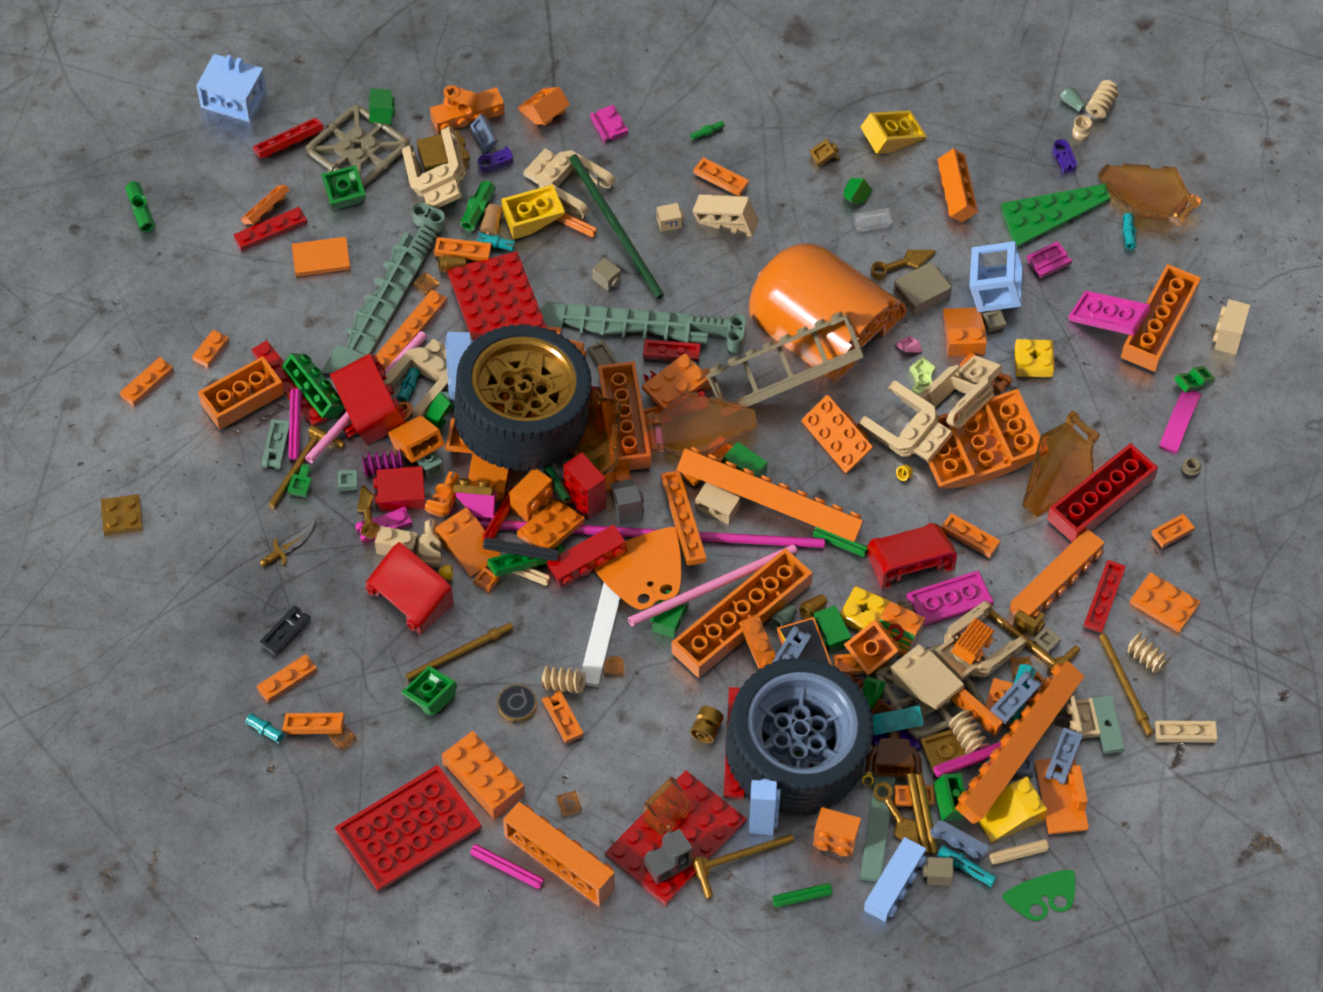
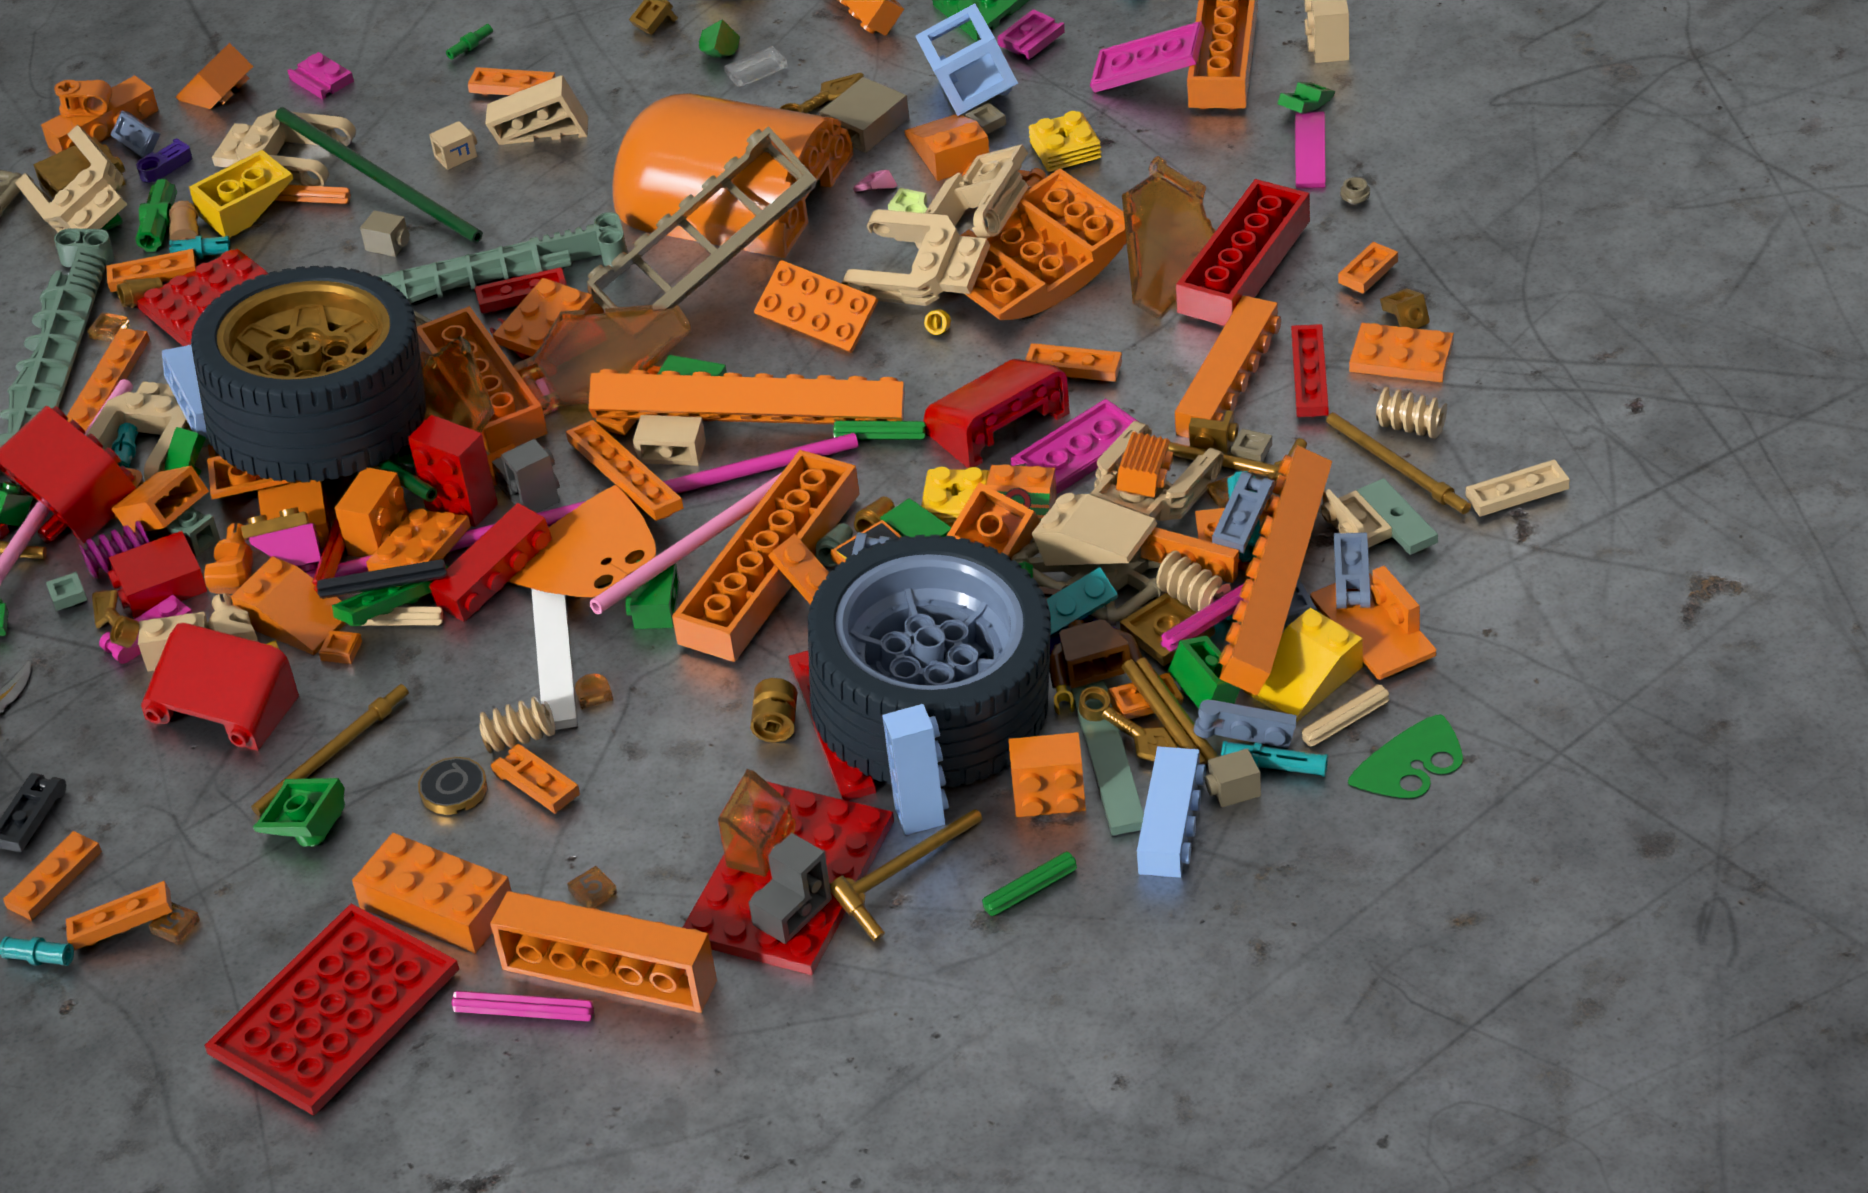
camera: 15 degrees left, 15 degrees down
(1181, 571) = (1408, 307): none -> pearl gold bracket

